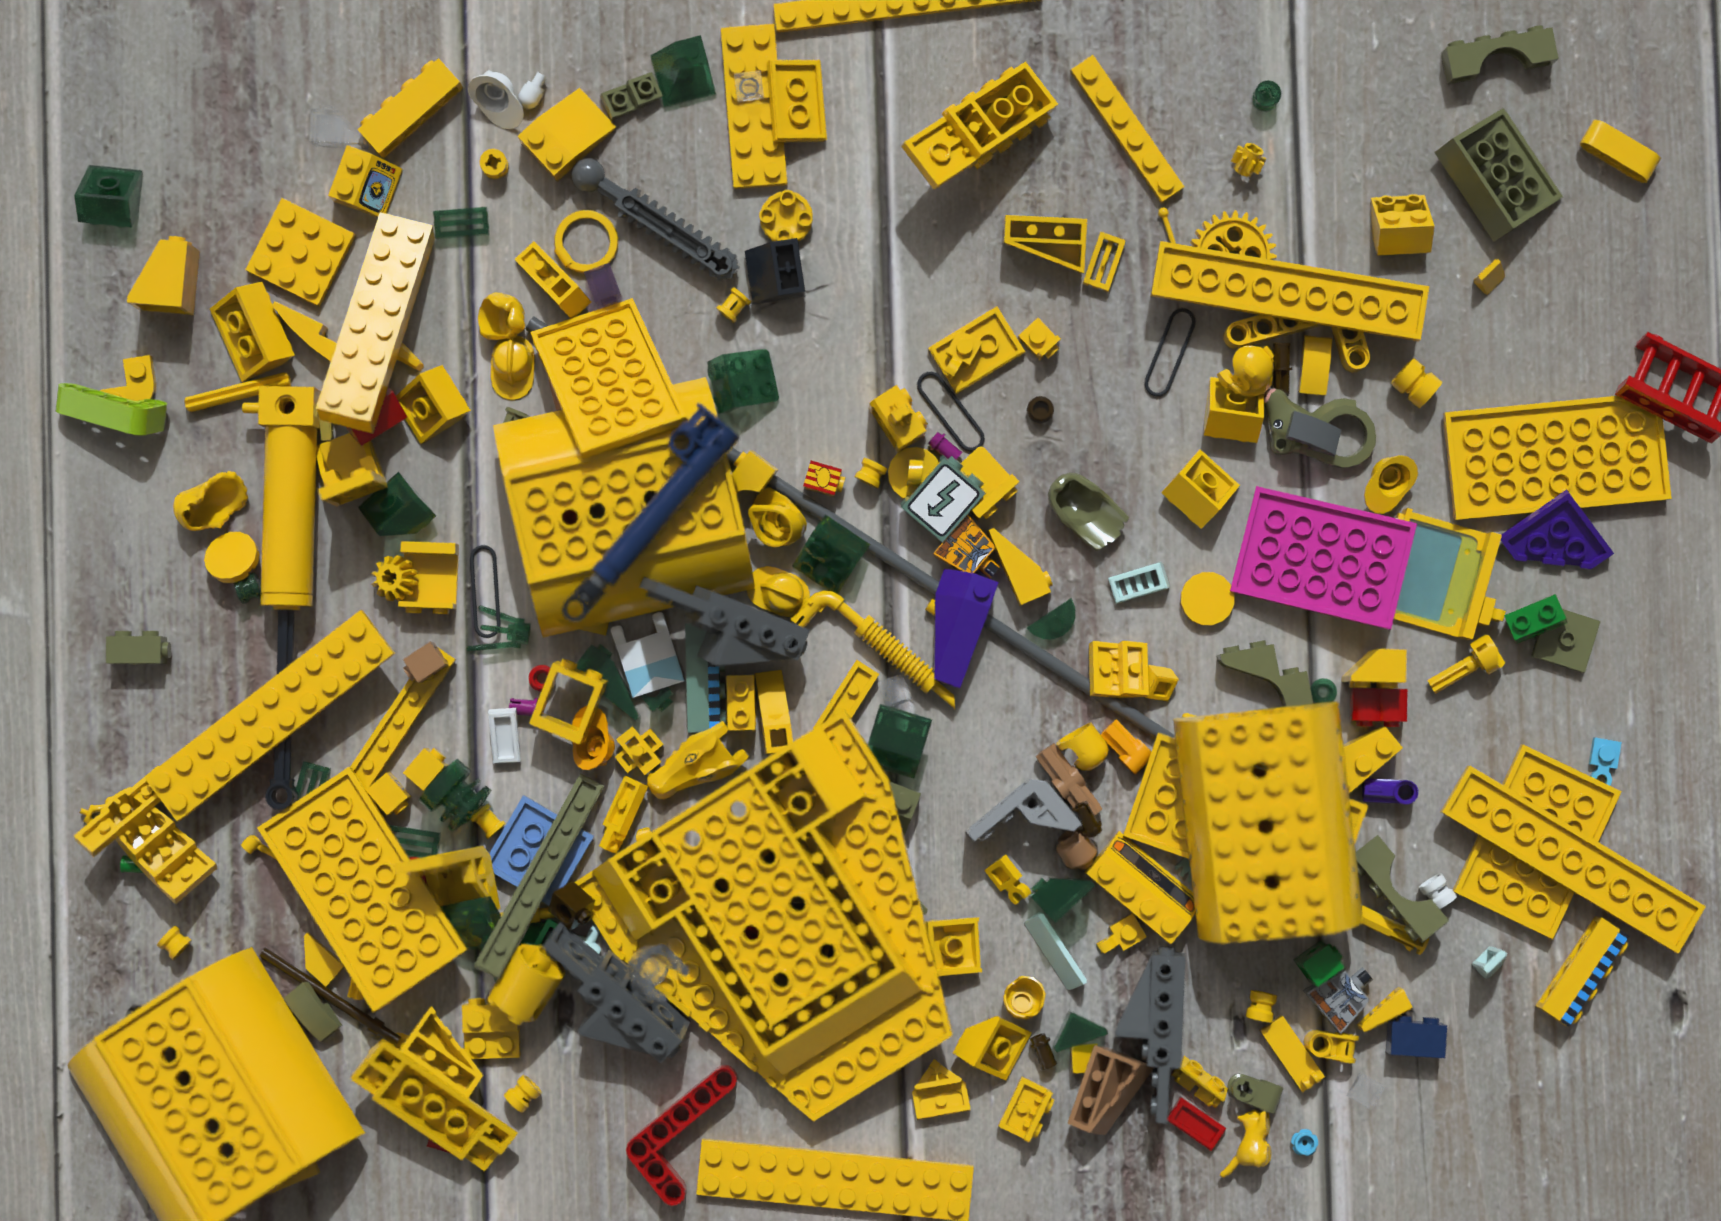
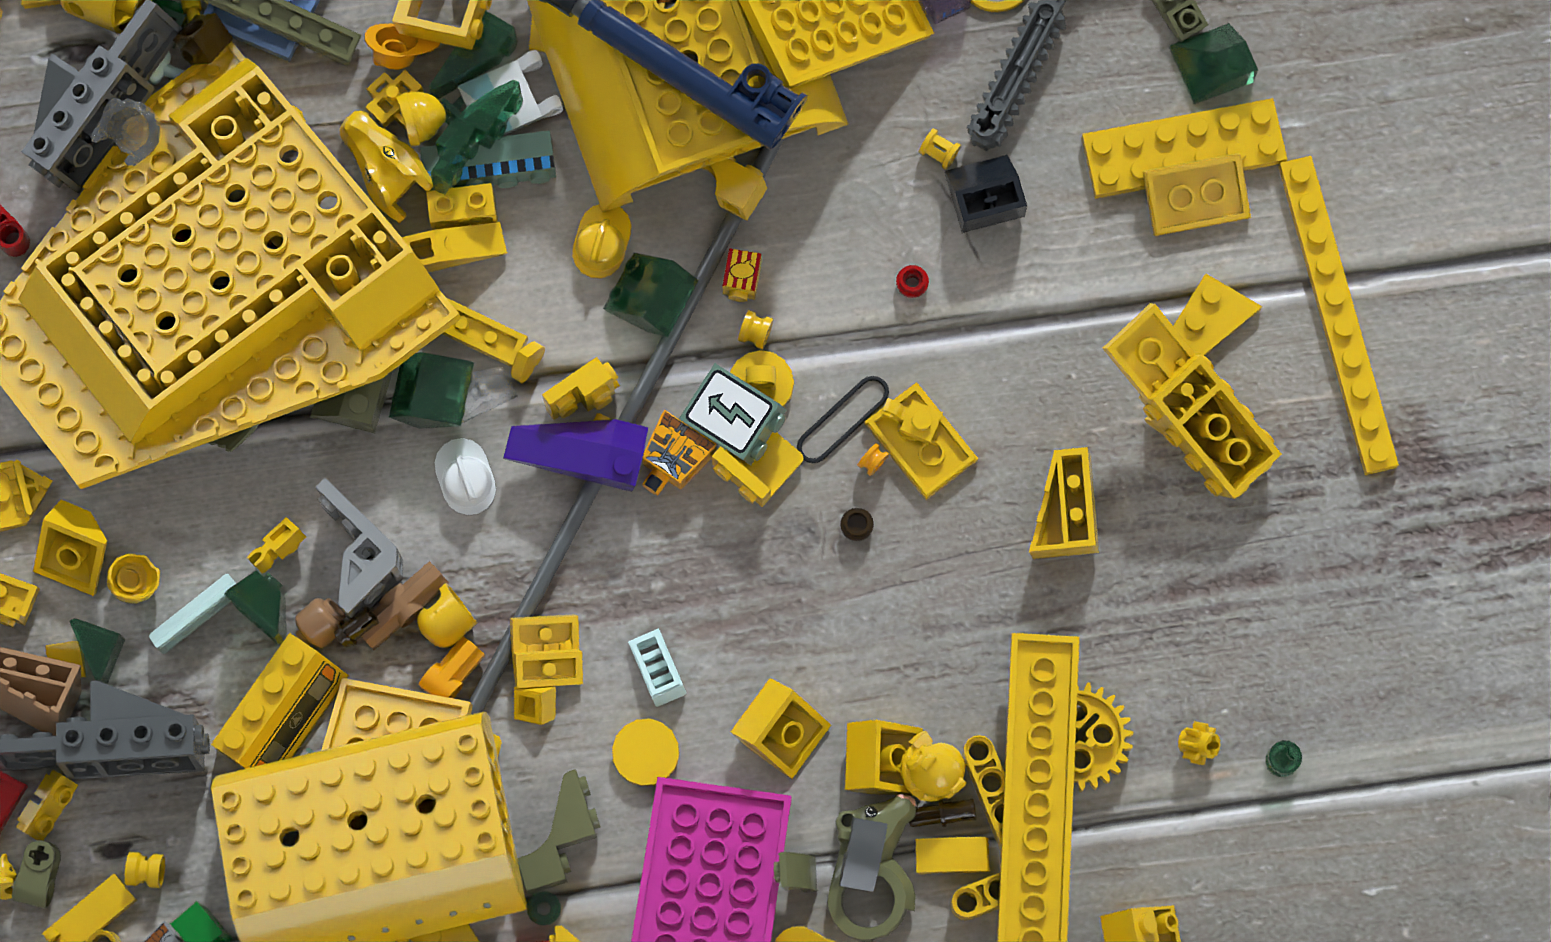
camera: 90 degrees right, 10 degrees down
(622, 813) = (318, 87): yellow hinge -> none
(663, 727) = (421, 115): none -> yellow hat
(676, 681) = (475, 126): none -> clear green slope
(733, 629) = (547, 185): dark grey wedge -> none
(742, 380) = (851, 170): clear green bracket -> none
(749, 86) = (1205, 135): clear tile -> none
(778, 517) = (688, 230): yellow helmet -> none
(786, 216) = (1054, 199): yellow dish -> none
(842, 332) = (912, 271): none -> red plate
(876, 662) = (526, 360): none -> yellow tile
(877, 638) = (554, 361): yellow piece -> none
(898, 418) = (824, 351): yellow hinge -> none
(899, 104) = (1213, 315): none -> yellow wing
(907, 610) = (590, 385): none -> yellow plate
(944, 446) = (797, 413): magenta pin -> none
(955, 945) = (189, 486): yellow slope -> none
(967, 723) = (465, 476): none -> white piece
(989, 390) = (873, 459): none -> light orange bush
(1022, 573) = (652, 522): yellow slope -> none
(1040, 339) = (943, 515): yellow bracket -> none
(1043, 1051) = (74, 608): dark brown pin -> none
(1055, 623) = (597, 571): clear green plate -> none
(1086, 510) = (738, 589): olive hair -> none
(1096, 283) = (1046, 595): yellow tile -> none
(1124, 932) = (222, 695): yellow plate -> none
(1127, 129) = (1218, 593): yellow plate -> none
(1159, 349) = (944, 689): black piece -> none
(1163, 213) = (1119, 649): yellow hinge -> none
(1320, 488) = (796, 872): none -> olive slope

